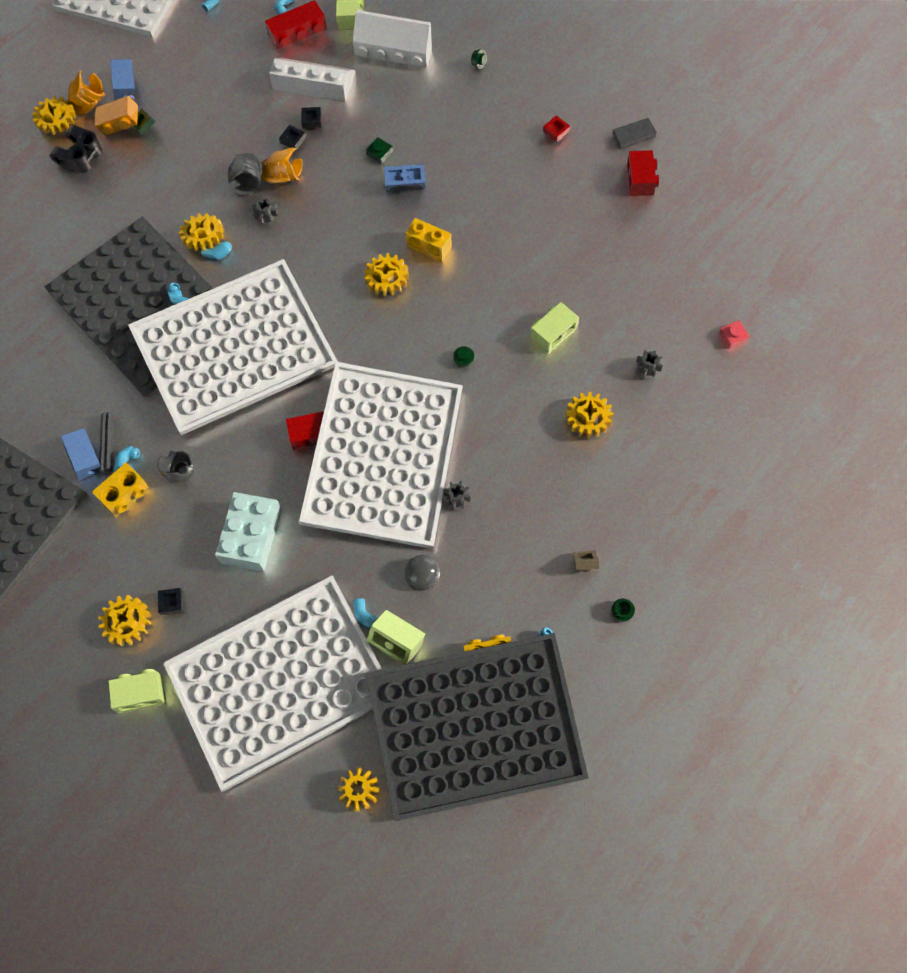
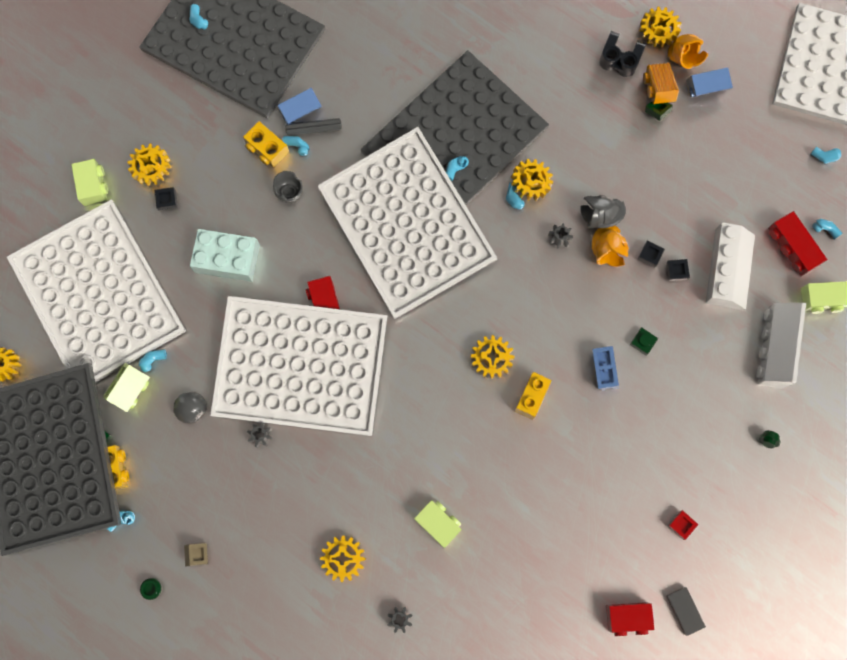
camera: 85 degrees right, 10 degrees up
(463, 356) = (405, 436): dark green plate -> none

